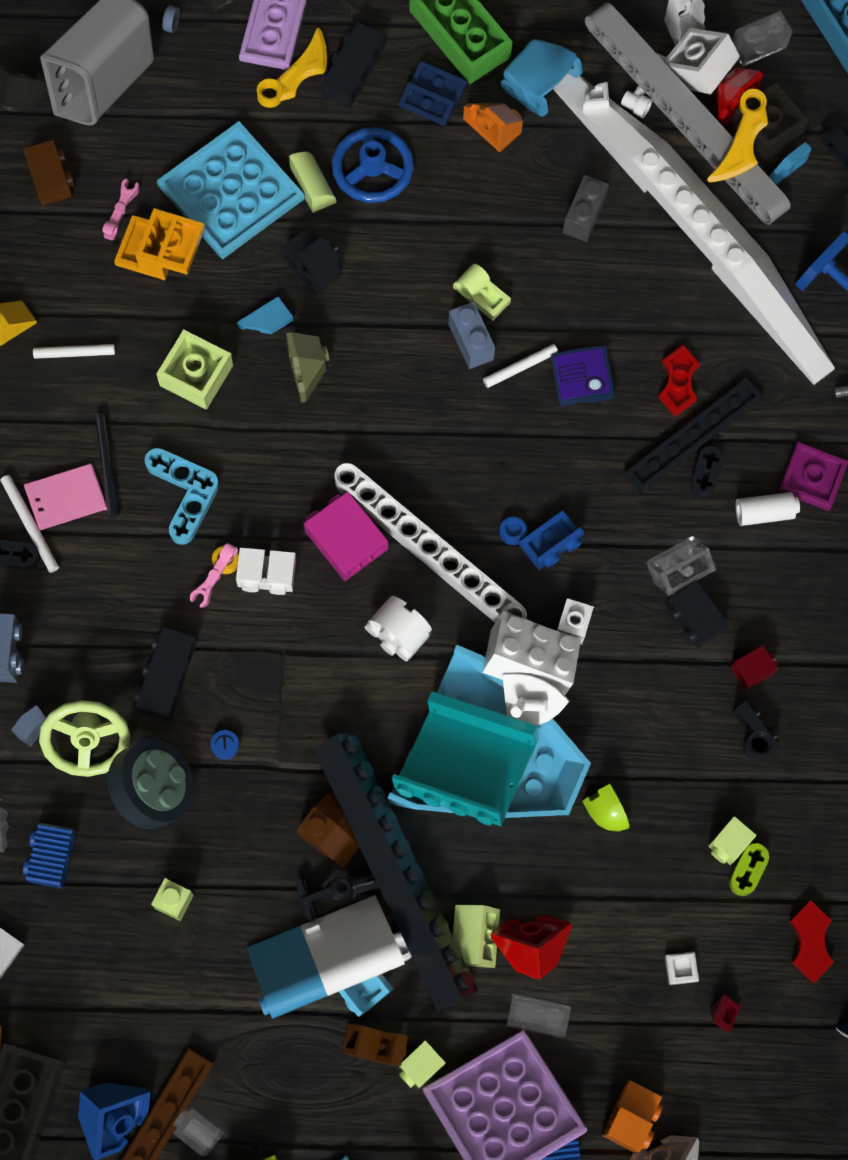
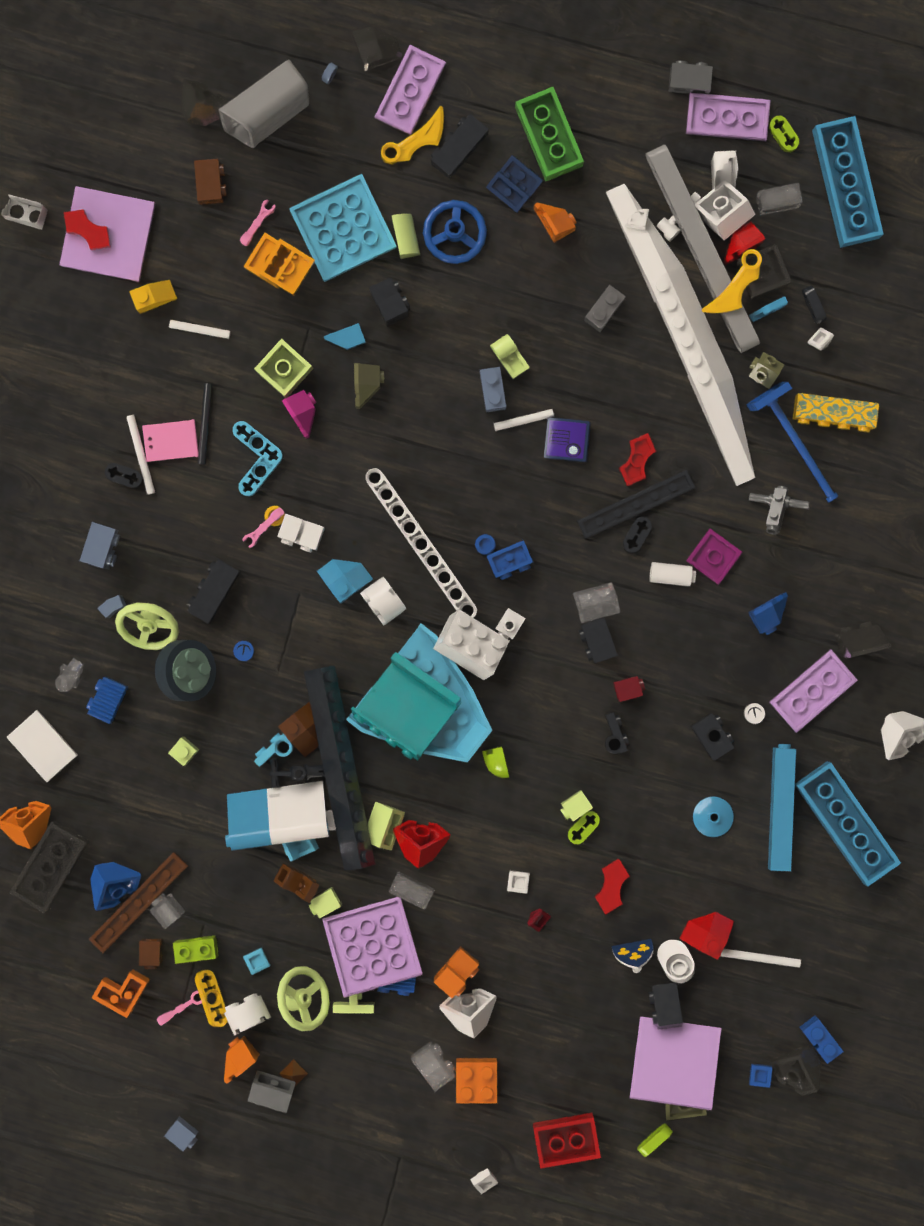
camera: 20 degrees right, 15 degrees up
(229, 416) = (301, 410): none -> dark pink slope
(287, 876) = (264, 754): none -> medium azure plate
(338, 617) = (344, 578): none -> dark azure slope
(345, 535) = (363, 520): dark pink brick -> none
(531, 698) = (461, 677): white shield -> none
(537, 72) = (598, 189): dark azure piece -> none
(808, 234) = (765, 369): none -> olive brick

